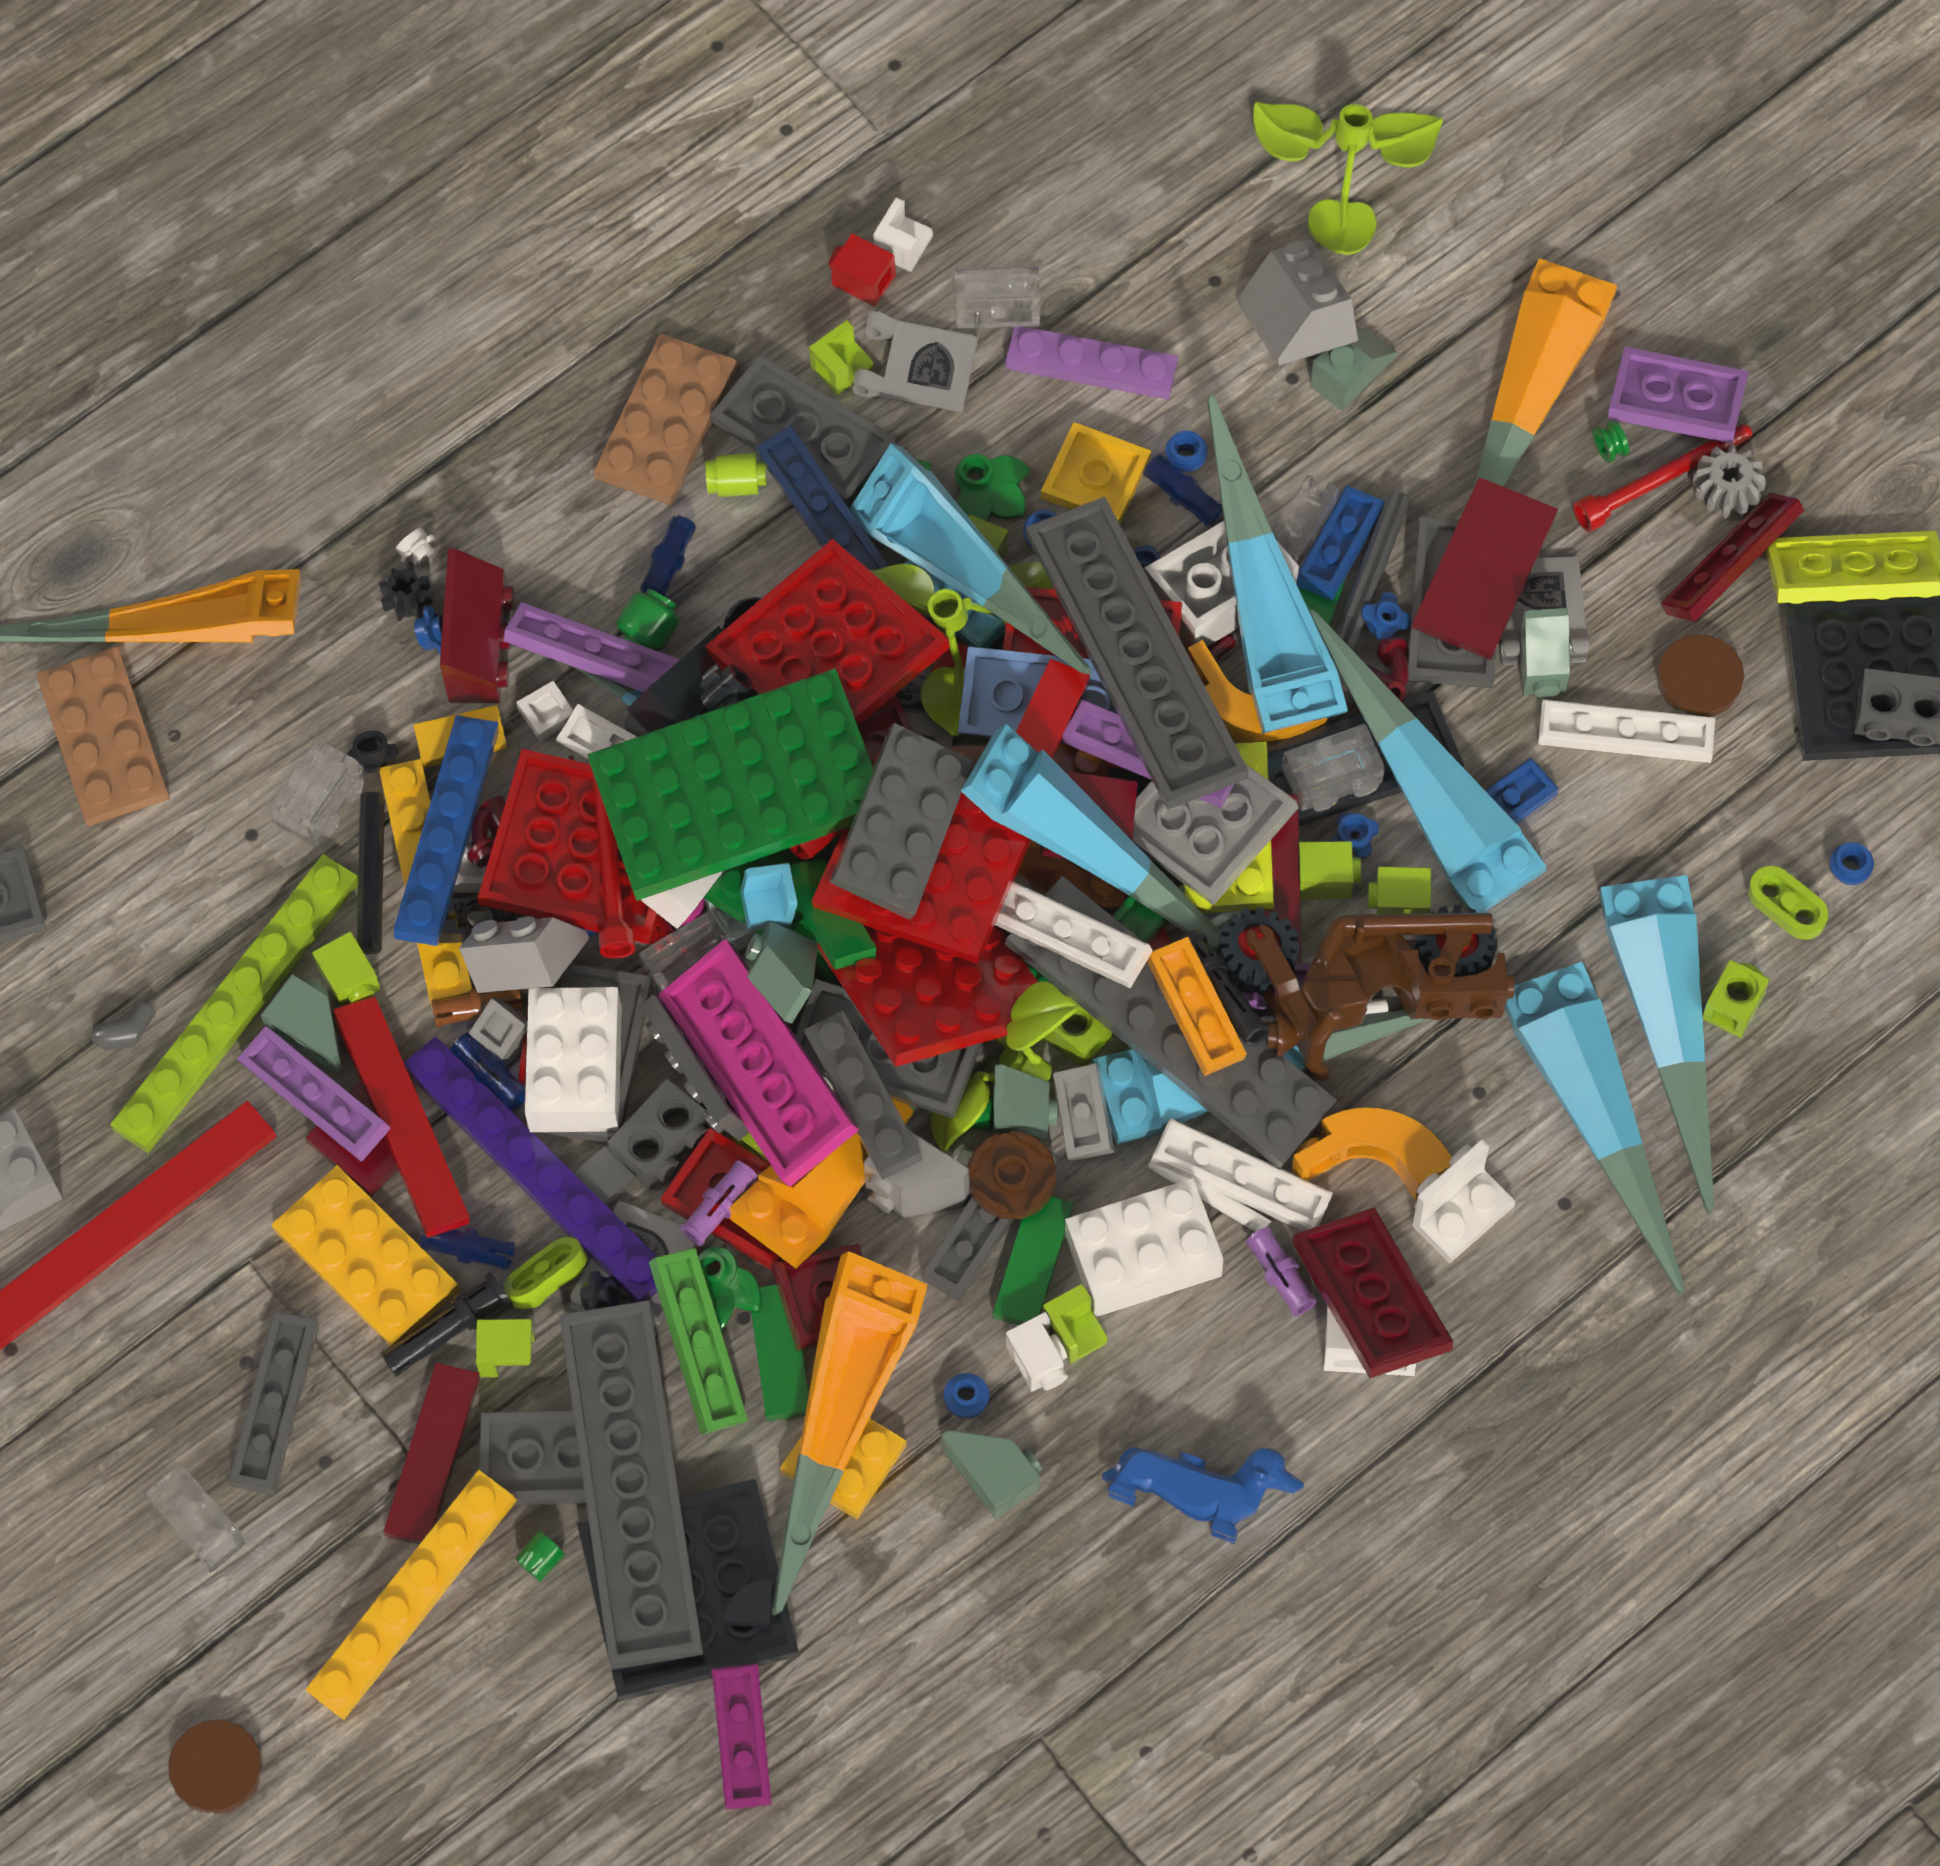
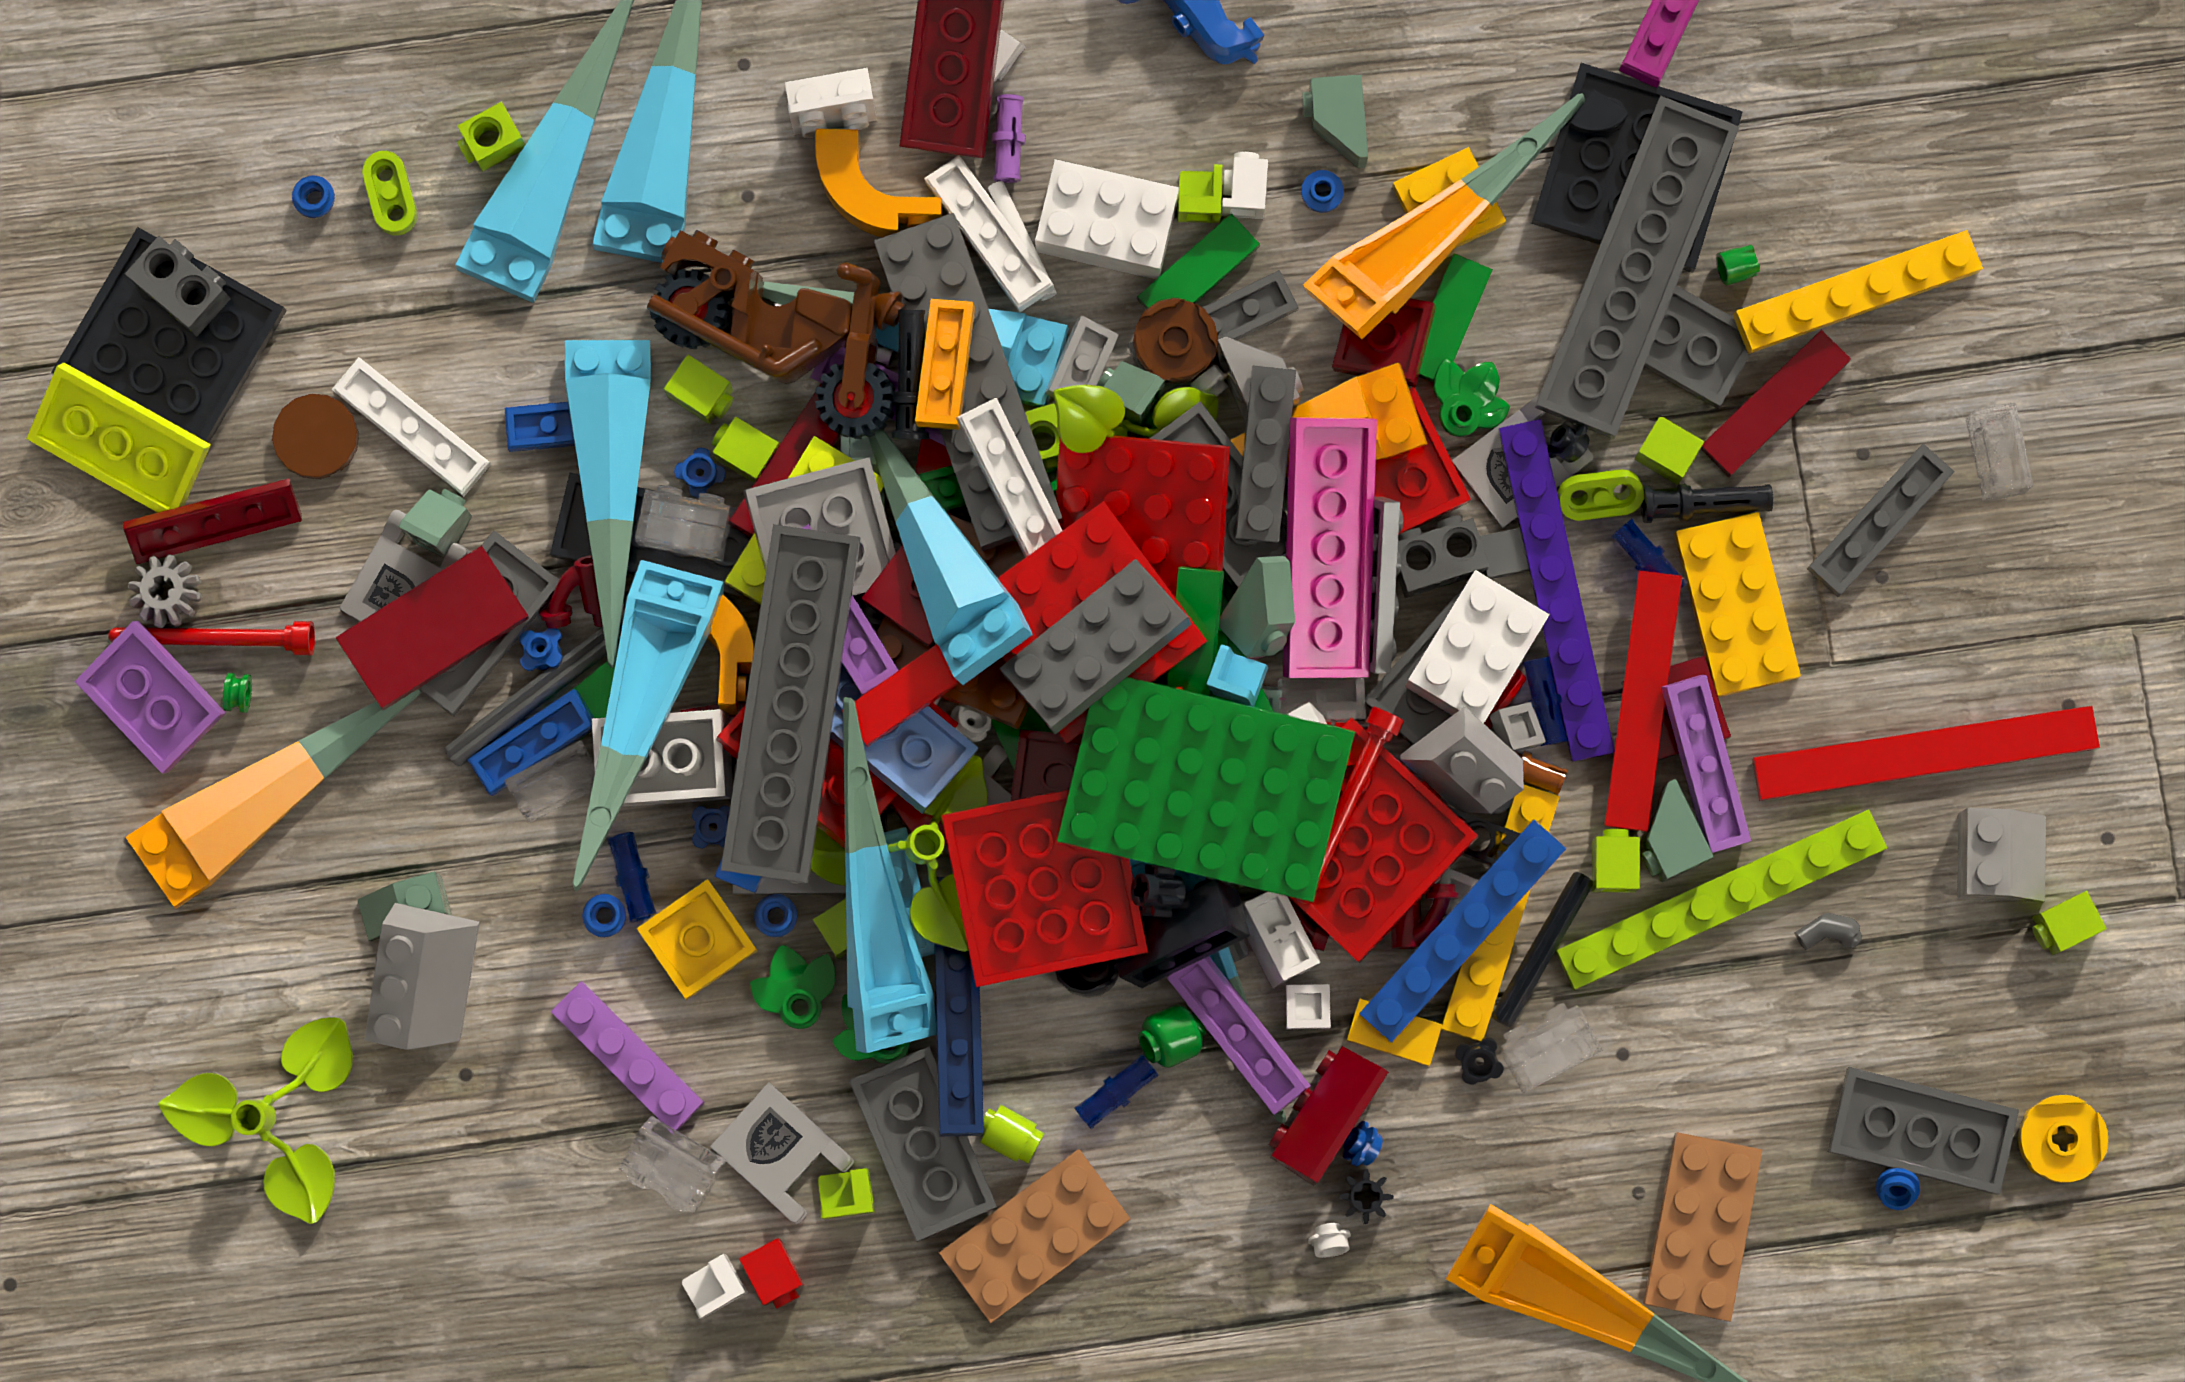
camera: 150 degrees left, 15 degrees up
(215, 1766) = (2084, 252): reddish brown tile -> none
(698, 1341) = (1512, 356): bright green plate -> none
(700, 1225) = (1429, 458): medium lavender pin -> none

